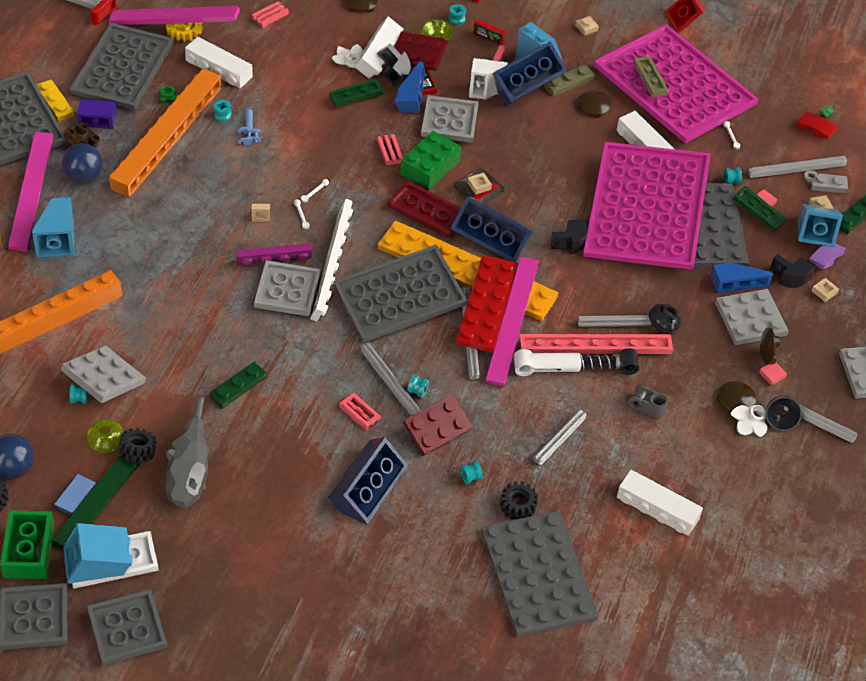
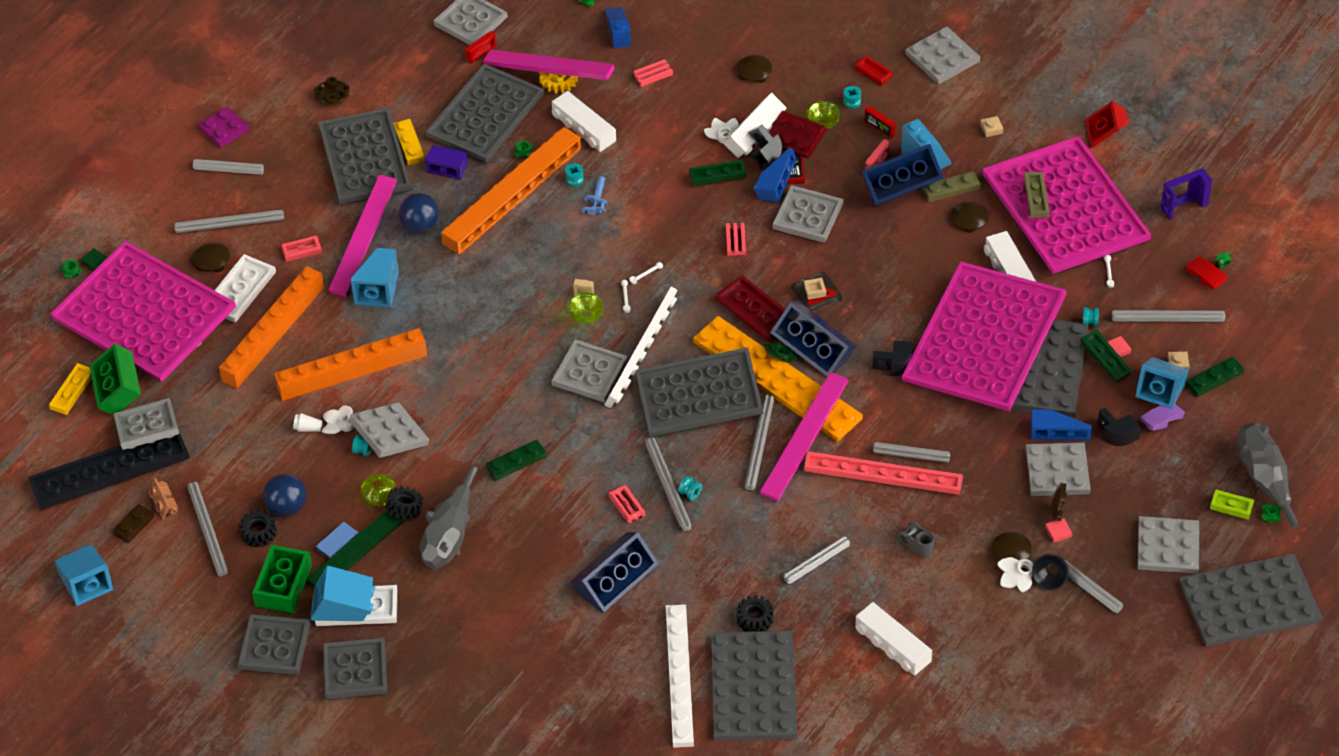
camera: 20 degrees right, 0 degrees up
(16, 380) = (305, 423): none -> white cone
(48, 372) = (338, 420): none -> white plate
(81, 134) = (426, 183): dark brown dish -> none
(268, 224) = (586, 302): none -> clear neon green piece
(279, 253) = (591, 334): magenta plate -> none
(430, 160) = (772, 256): green brick -> none
(437, 424) = (697, 528): dark red plate -> none
(463, 577) = (679, 676): none -> white plate
(465, 245) = (781, 352): none -> dark green gear
(471, 472) = (716, 579): teal wheel -> none
(482, 78) = (850, 174): white slope -> none
(487, 304) = (782, 415): red plate -> none
(529, 362) = (807, 481): piece -> none
(663, 321) = (960, 461): black piece -> none
(785, 56) = (1198, 188): none -> dark purple window
(825, 289) = (1146, 452): tan plate -> none
(827, 182) = (1195, 337): light grey hinge -> none

